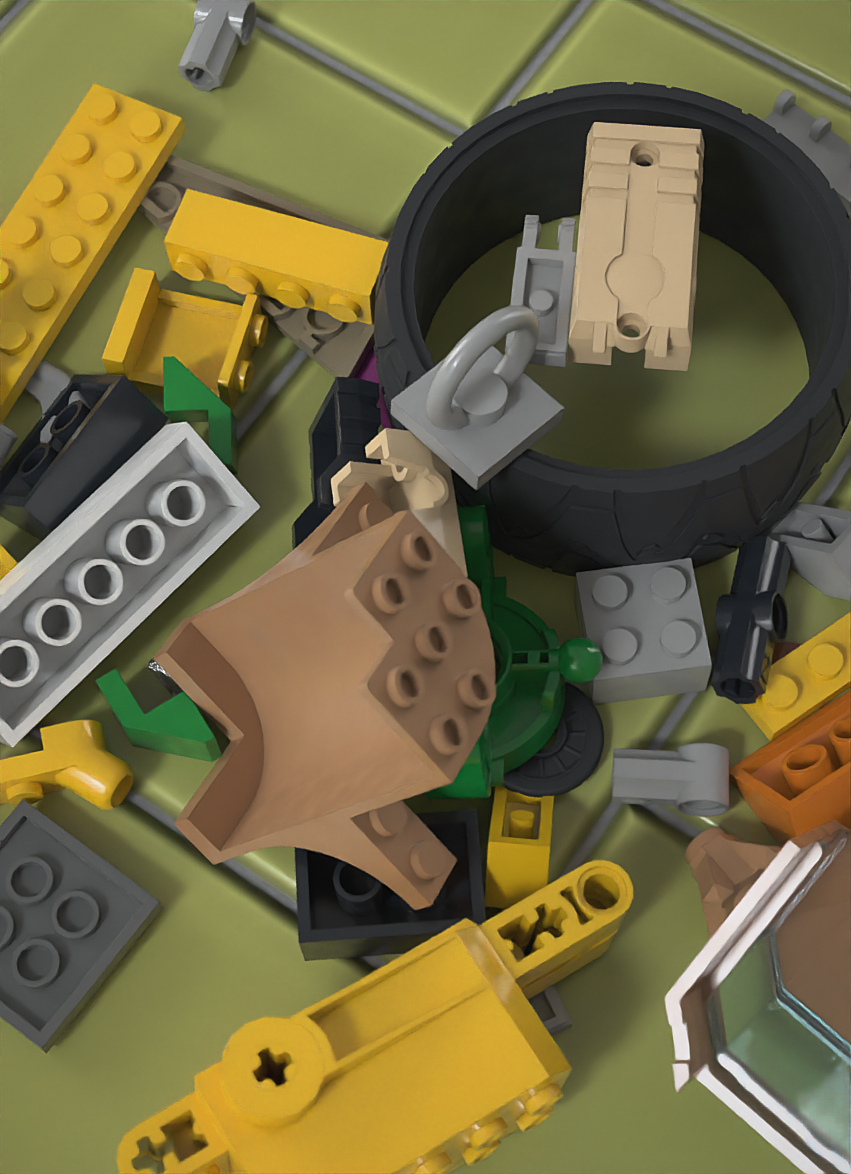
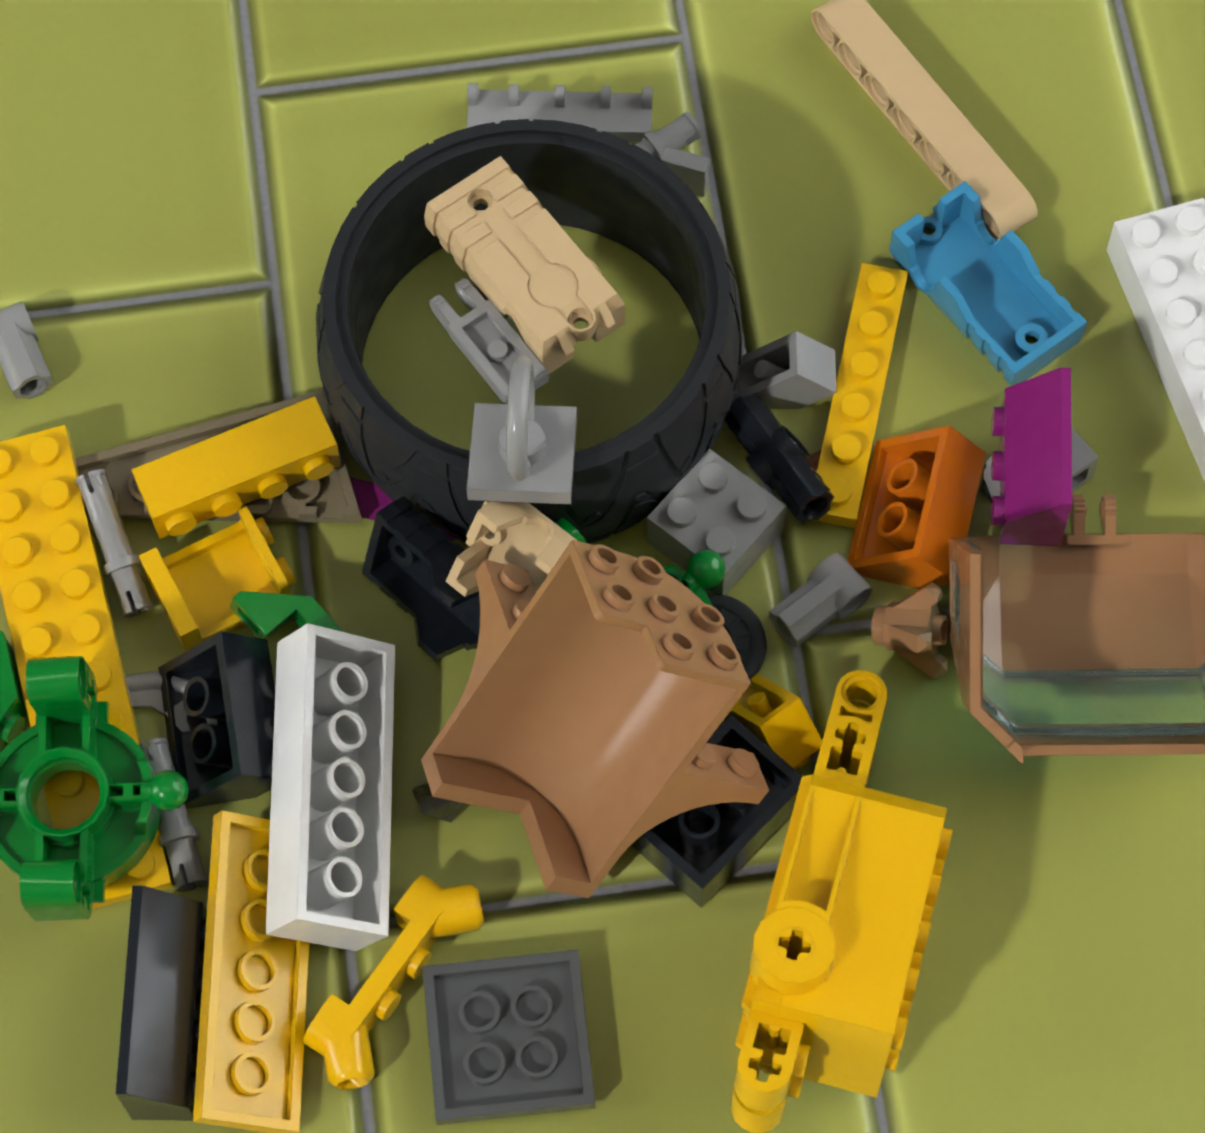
camera: 45 degrees left, 0 degrees up
(133, 241) = (120, 559): none -> light grey pin
(169, 728) = (477, 837): green slope -> none

